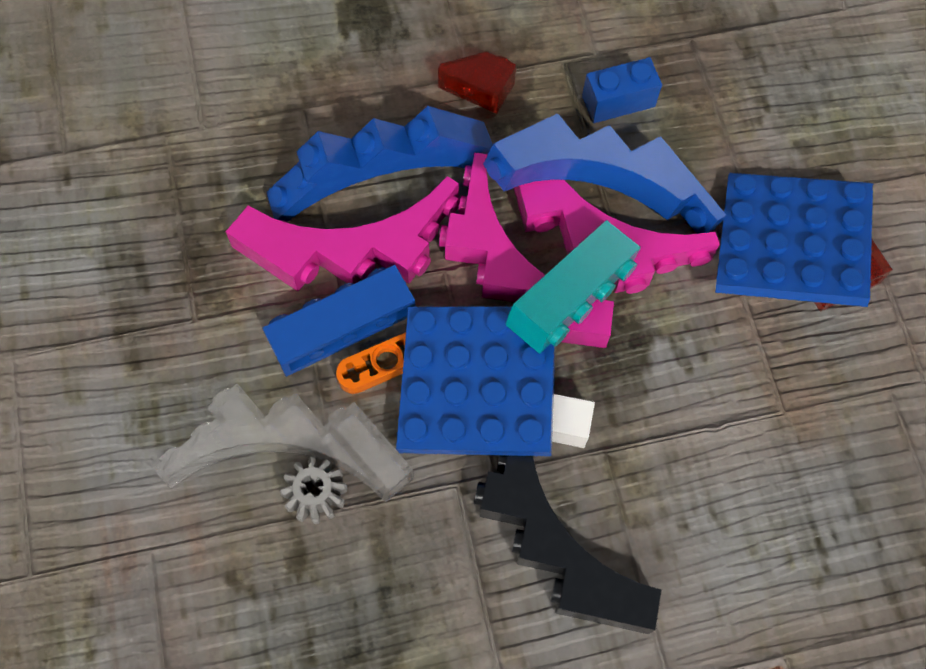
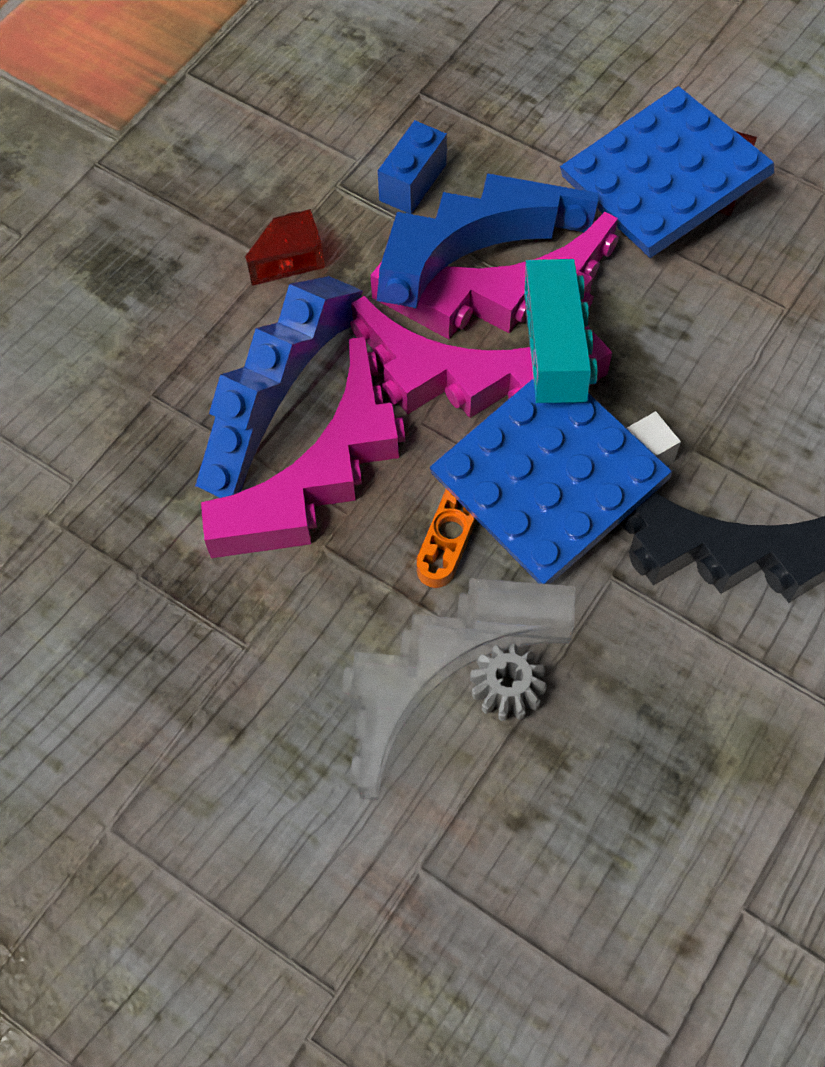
camera: 40 degrees left, 5 degrees down
(339, 319) = (377, 532): blue brick -> none

